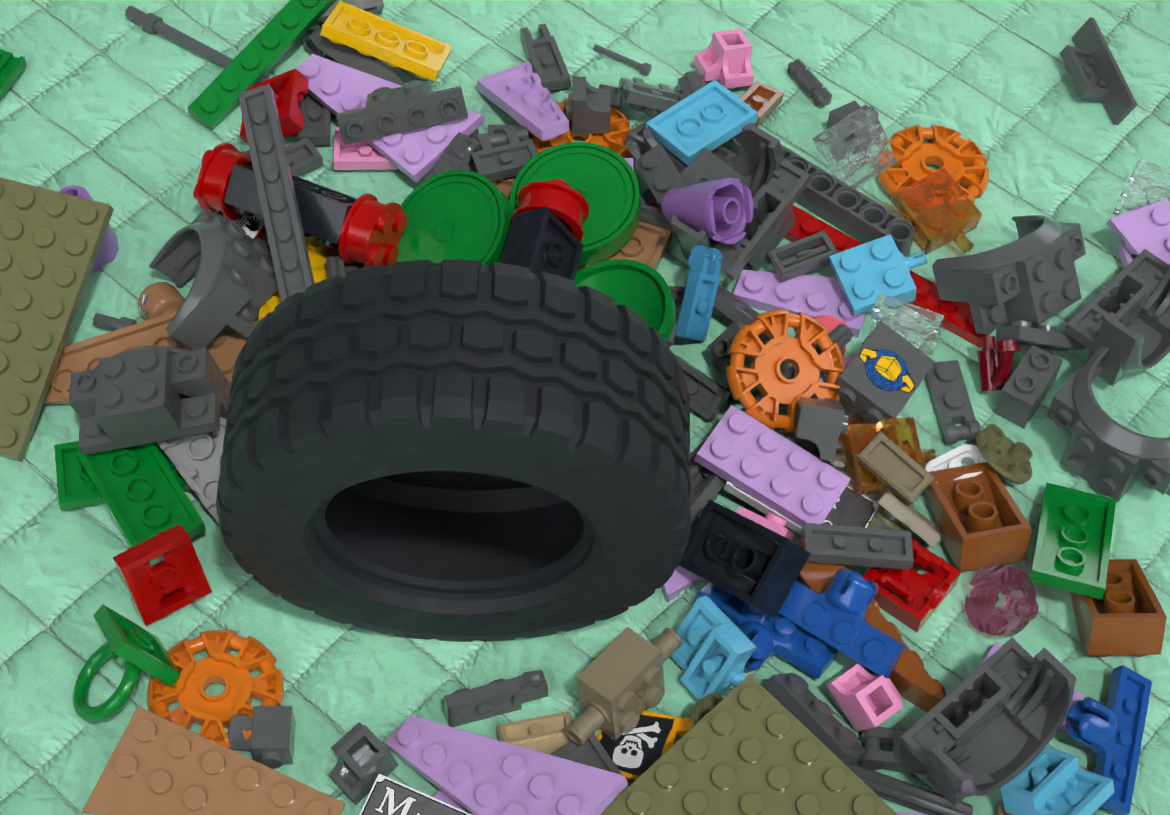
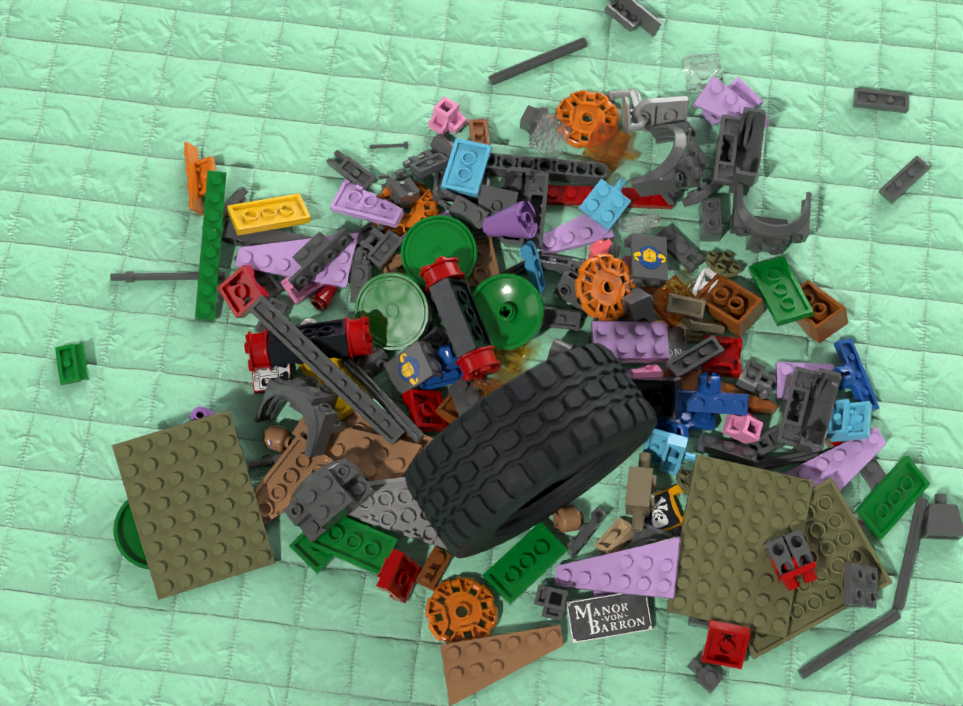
camera: 35 degrees left, 15 degrees up
(131, 648) = (417, 620): green tile -> none
(229, 605) = (433, 568): none -> dark orange plate
(237, 724) = (486, 623): dark grey piece -> none
(273, 735) = (505, 616): dark grey brick -> none
(366, 682) = (525, 563): none -> green plate
(377, 178) = (323, 298): none -> red cone
(483, 659) = (568, 519): none -> medium nougat head
(805, 260) = (555, 225): dark grey tile -> none
(809, 83) = (493, 103): dark grey axle -> none
(915, 66) = (537, 61): none -> dark grey axle
(944, 639) = (751, 377): none -> dark grey plate
(995, 362) = (686, 217): dark red plant -> none
(1019, 603) = (778, 337): clear pink plate -> none
(1036, 194) = (649, 111): none -> light grey plate

